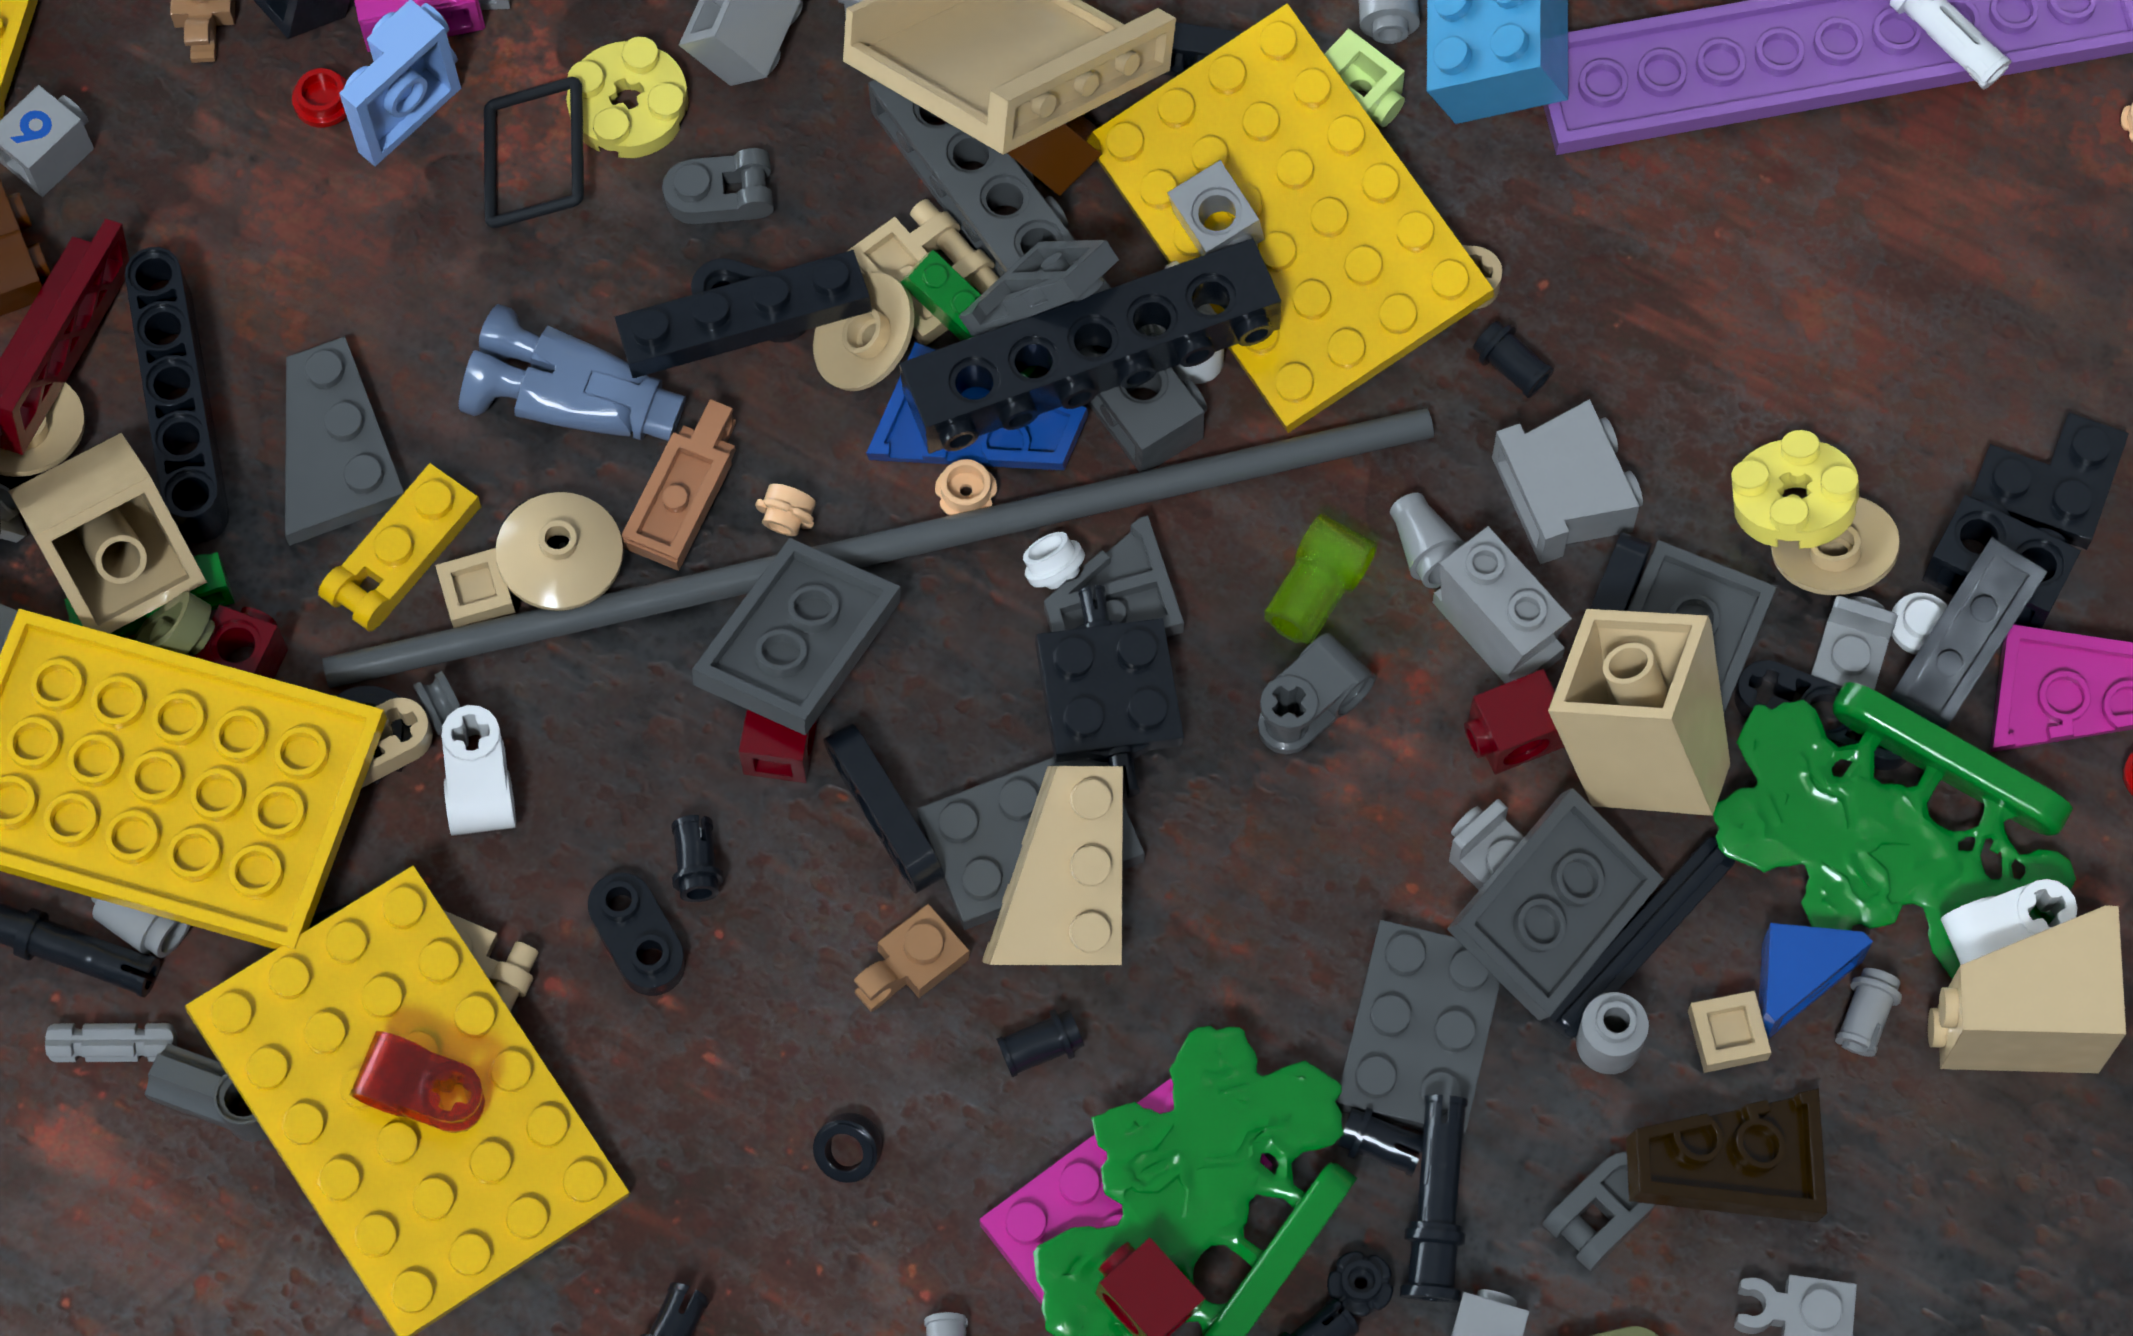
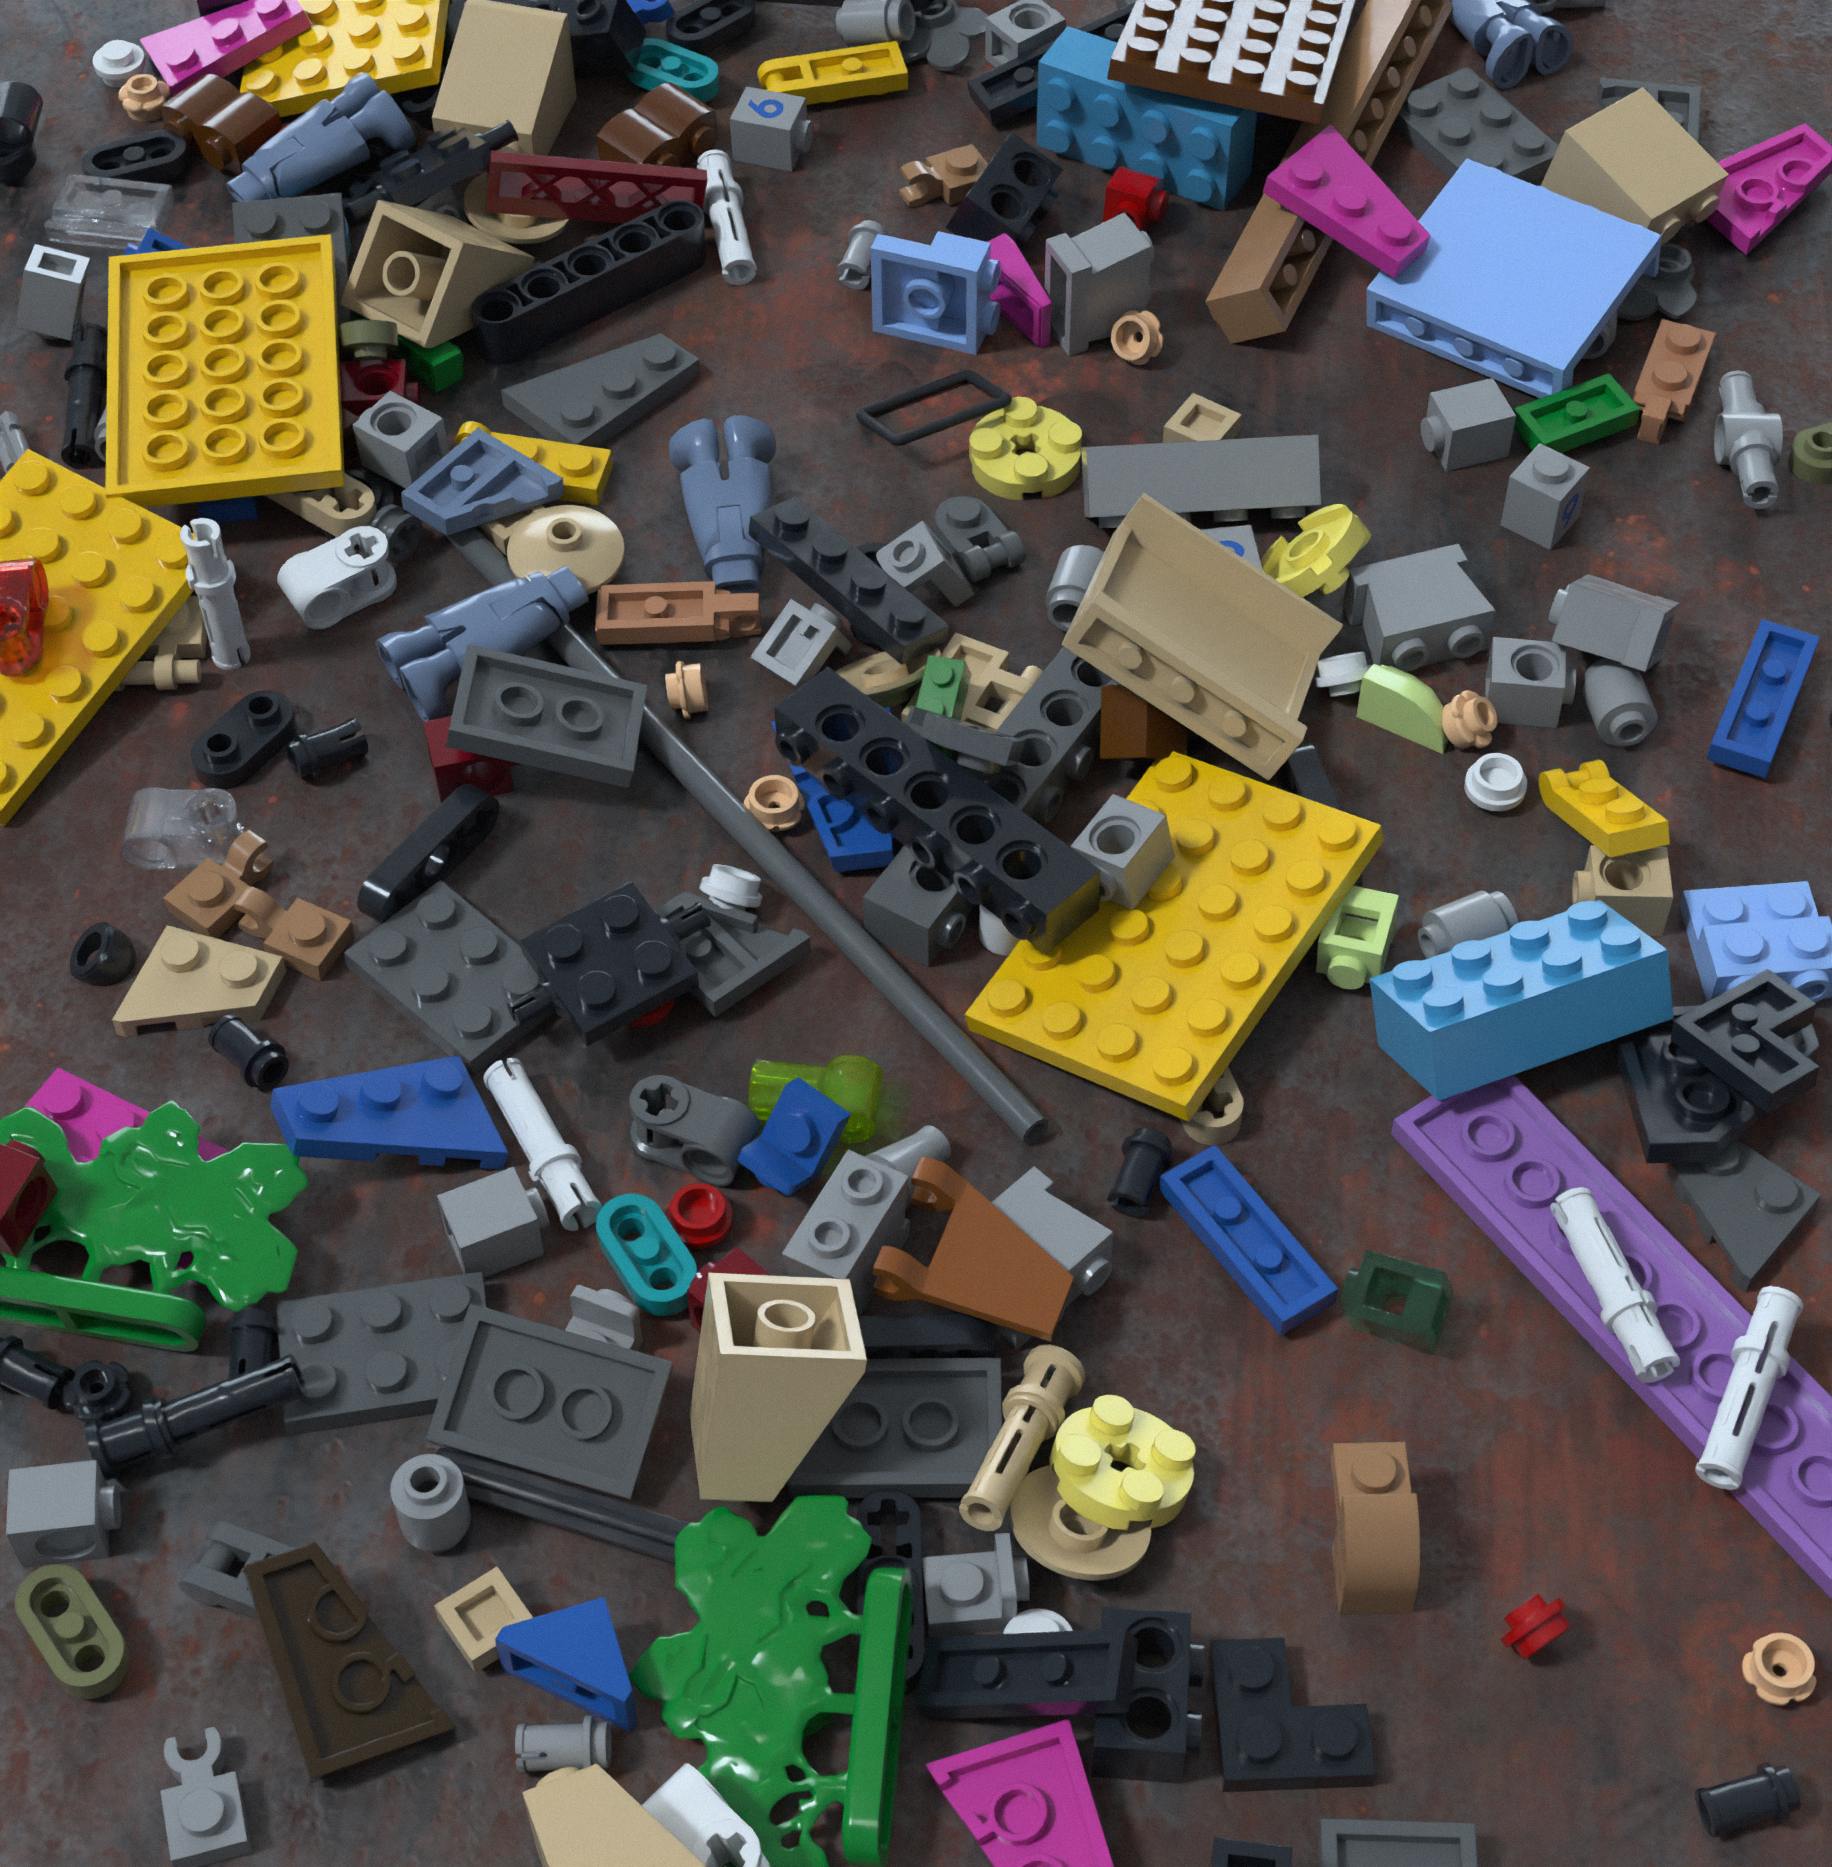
camera: 65 degrees right, 15 degrees down
(141, 231) = (723, 205): none -> white pin
(264, 119) = (856, 263): none -> light grey pin
(344, 622) = (400, 439): none -> light grey brick
(436, 596) = (478, 485): none -> sand blue wing
(477, 877) = (213, 584): none -> white pin
(640, 668) = (502, 618): none -> sand blue piece
(734, 1030) = (177, 826): none -> clear piece
(750, 246) = (923, 559): none -> light grey bracket
(786, 389) = (800, 643): none -> light grey bracket
(826, 1018) = (209, 892): none -> medium nougat plate
(841, 124) = (1070, 583): none -> light grey brick
(928, 1066) = (198, 983): none -> tan wing
(1067, 875) = (402, 988): tan wedge -> none
(1185, 934) = (401, 1110): none -> blue wing
(1266, 823) = (552, 1162): none -> white pin
(1339, 892) = (493, 1223): none -> light grey brick
(1366, 611) = (795, 1139): none -> blue bracket
(1398, 724) = (700, 1215): none -> red plate
(1420, 774) = (649, 1259): none -> teal plate
(1581, 508) = (980, 1264): none -> dark orange flag
(1617, 307) = (1248, 1240): none -> blue plate
(1726, 537) = (993, 1492): none -> tan pin
(1750, 213) = (1387, 1277): none -> clear green brick
(1805, 59) = (1624, 1305): none -> white pin
(1947, 330) = (1375, 1529): none -> medium nougat brick
(2054, 265) = (1535, 1625): none -> red plate

